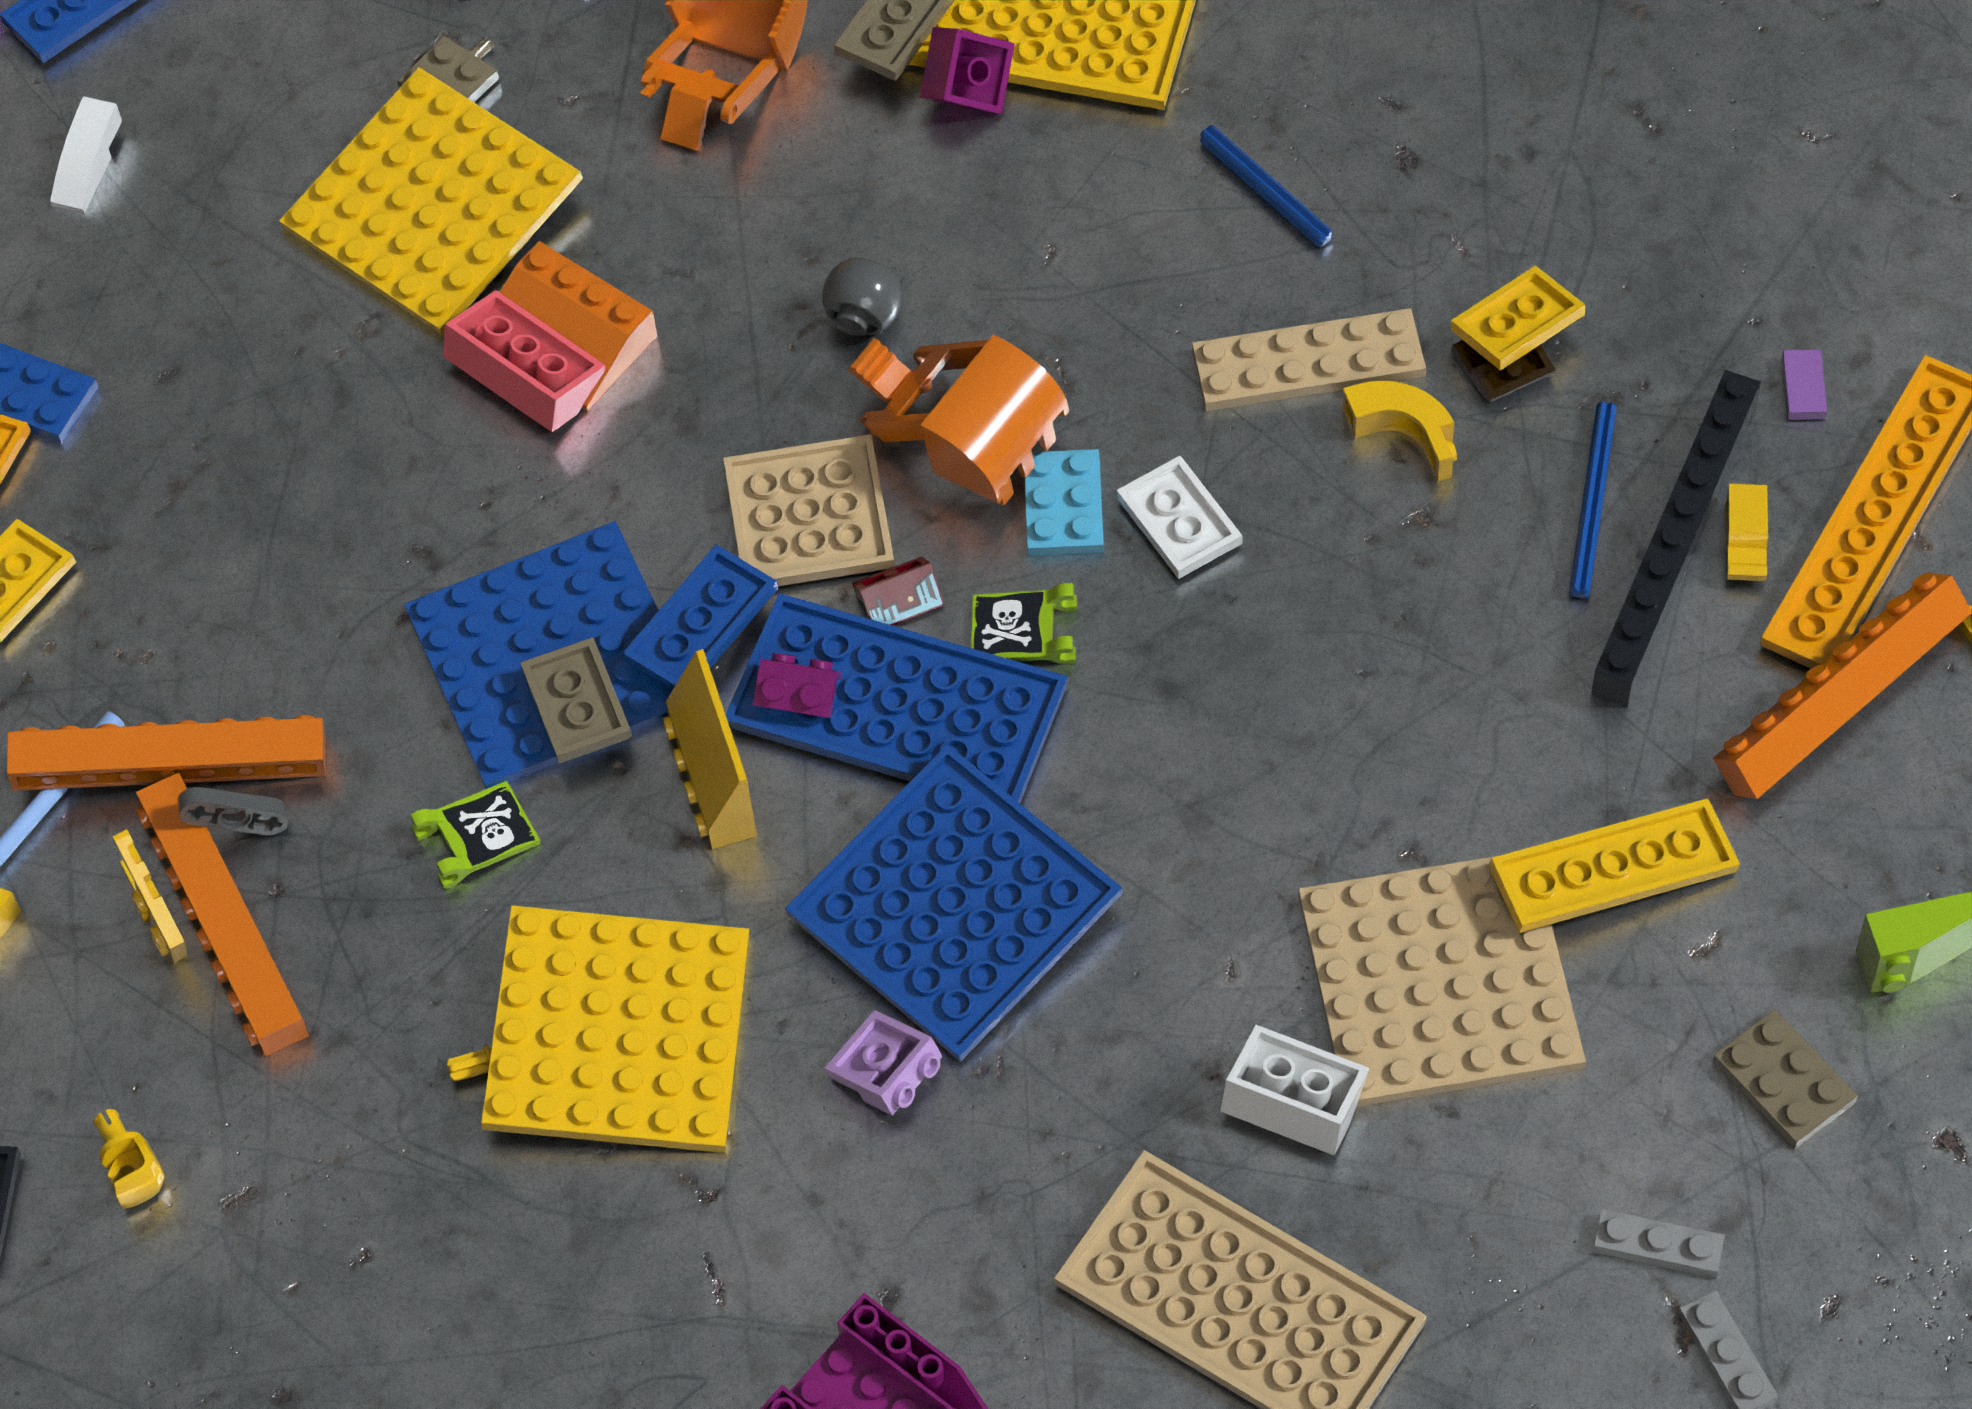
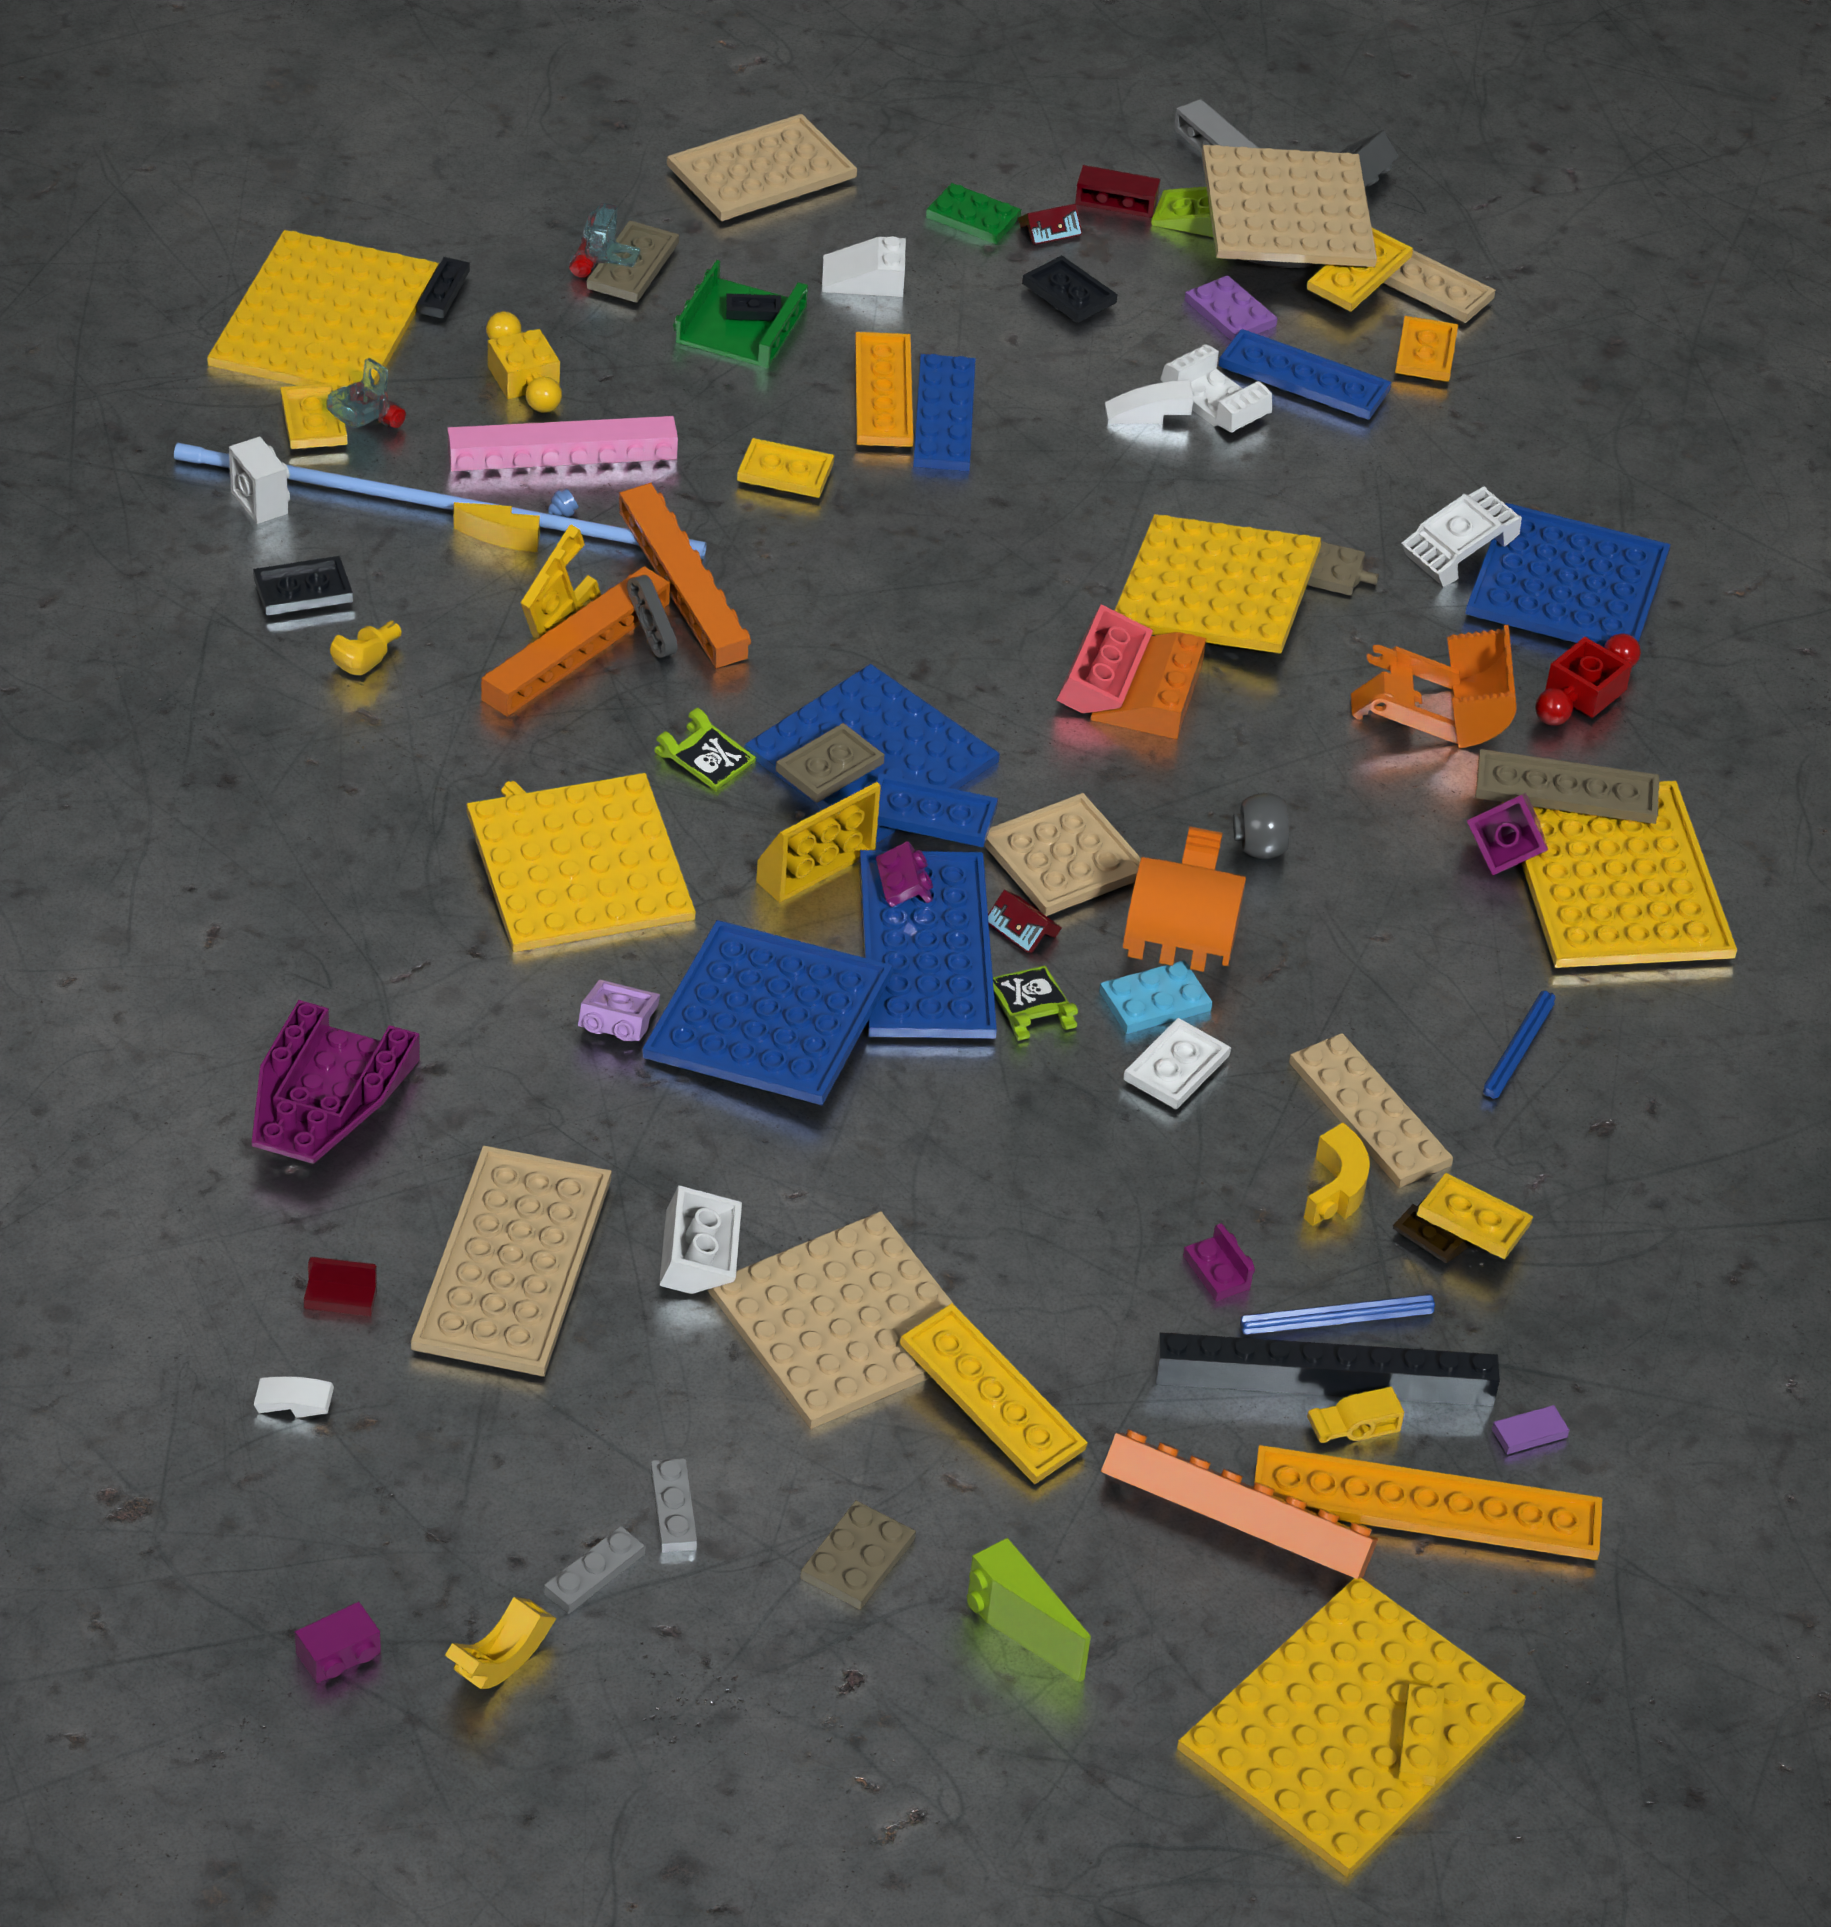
camera: 60 degrees right, 15 degrees down
(119, 76) = (1214, 394): none -> white plate
(1487, 581) = (1220, 1264): none -> magenta bracket

